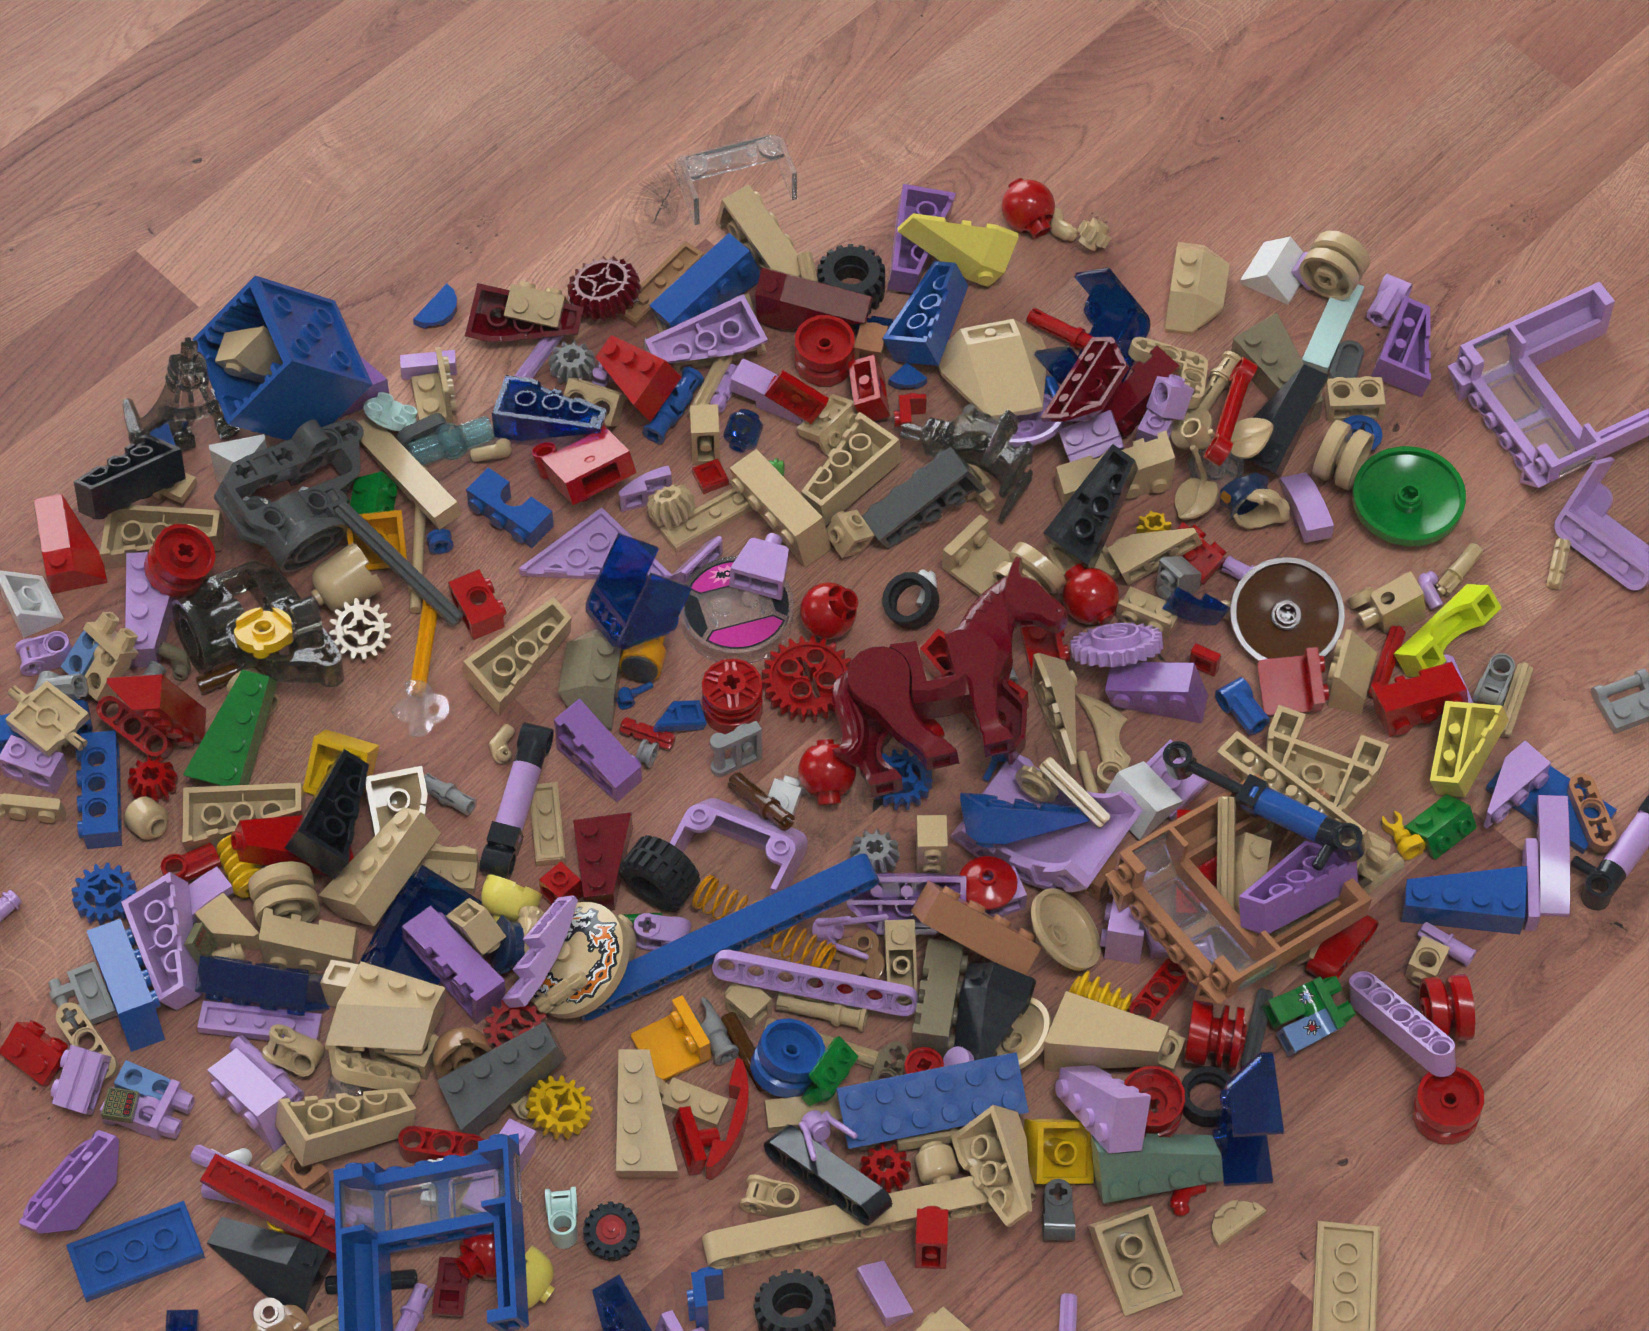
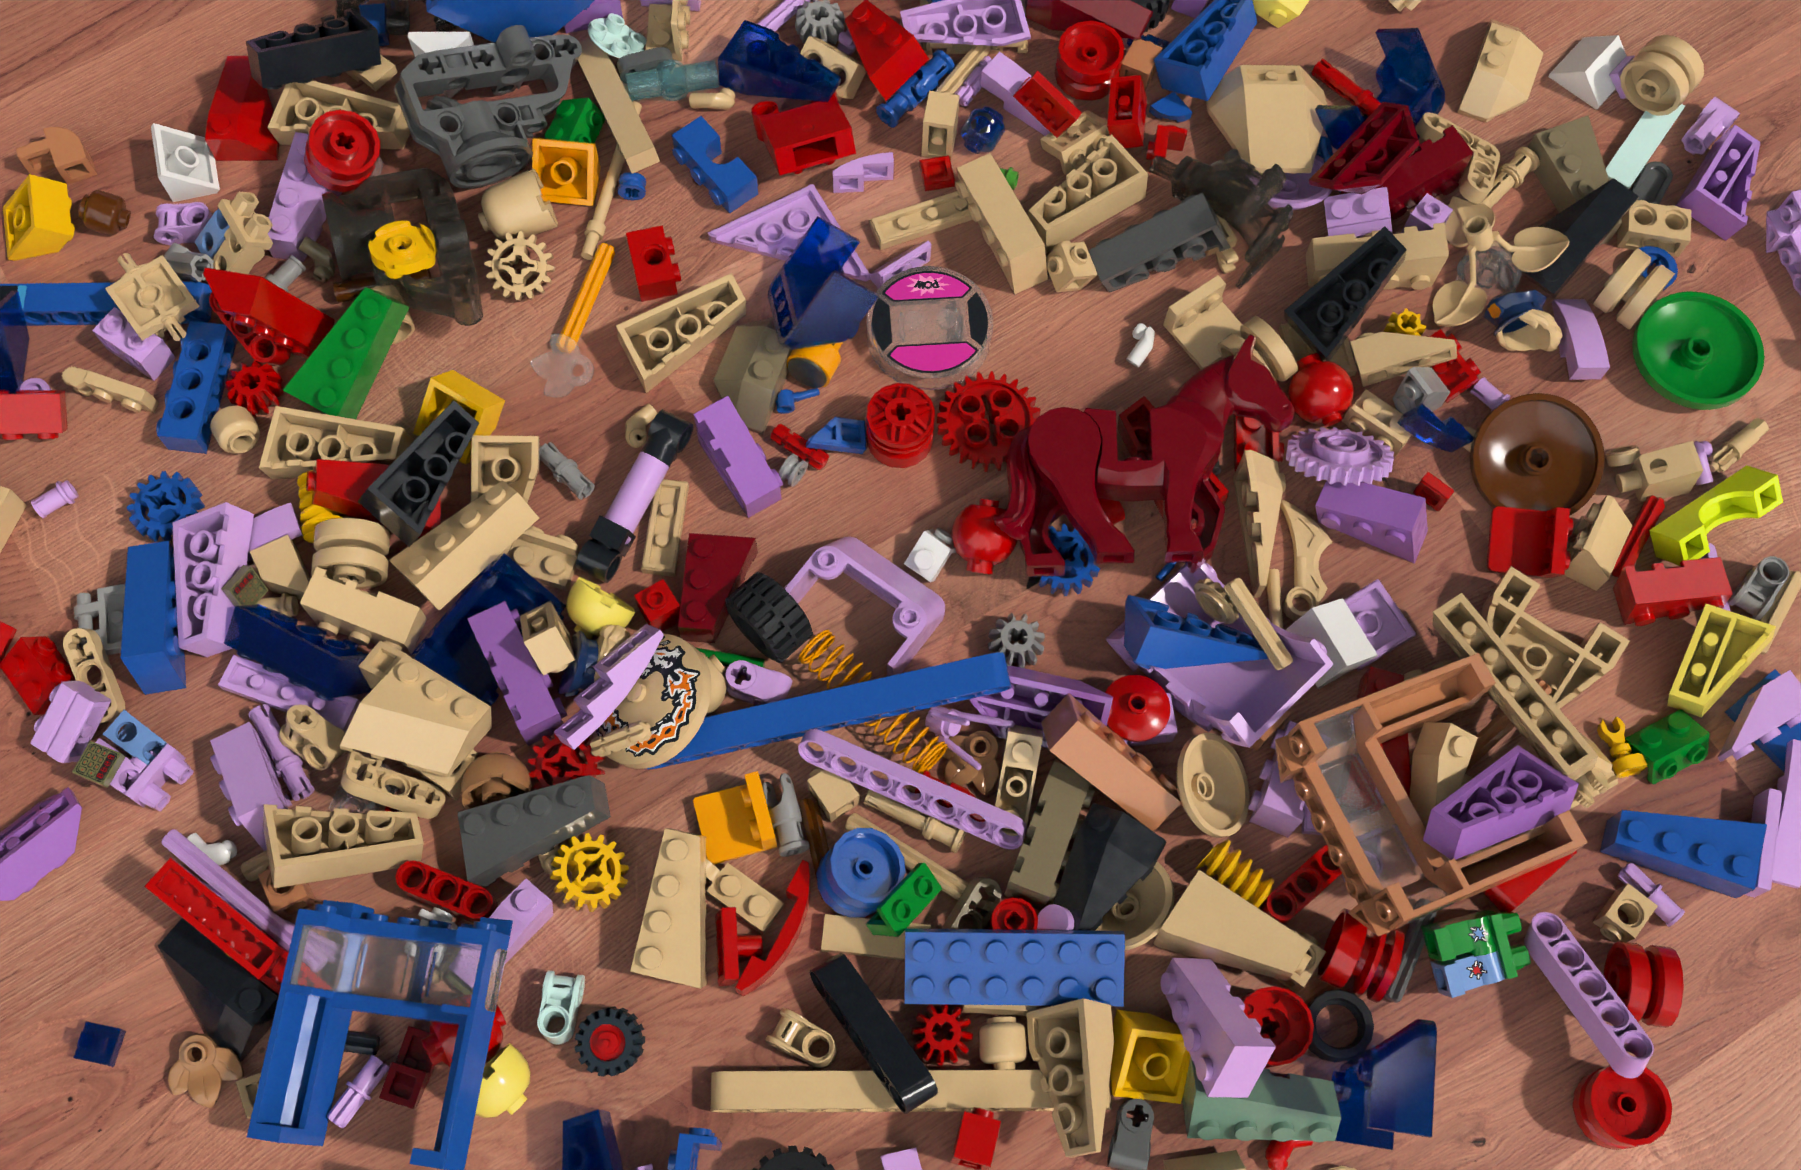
camera: 10 degrees right, 10 degrees up
(135, 1251) = (75, 938): blue tile -> none
(193, 863) = (267, 493): red piece -> none
(398, 564) = (577, 202): dark grey axle -> none
(671, 505) = (886, 197): tan gear -> none
(744, 745) = (900, 487): light grey plate -> none
(761, 567) = (965, 286): lavender torso -> none
(768, 807) = (909, 563): reddish brown pin -> none
(817, 1127) = (874, 965): lavender plant -> none
(828, 610) = (1028, 349): red brick -> none
(897, 586) = (1102, 344): black tyre -> none
(931, 844) = (1082, 648): tan brick -> none
(1170, 397) = (1455, 185): lavender brick -> none
(1222, 444) = (1506, 252): red piece -> none
(1226, 848) = (1423, 736): tan axle -> none
(1239, 700) = (1462, 546): blue piece -> none
(1259, 799) = (1477, 689): black piece -> none

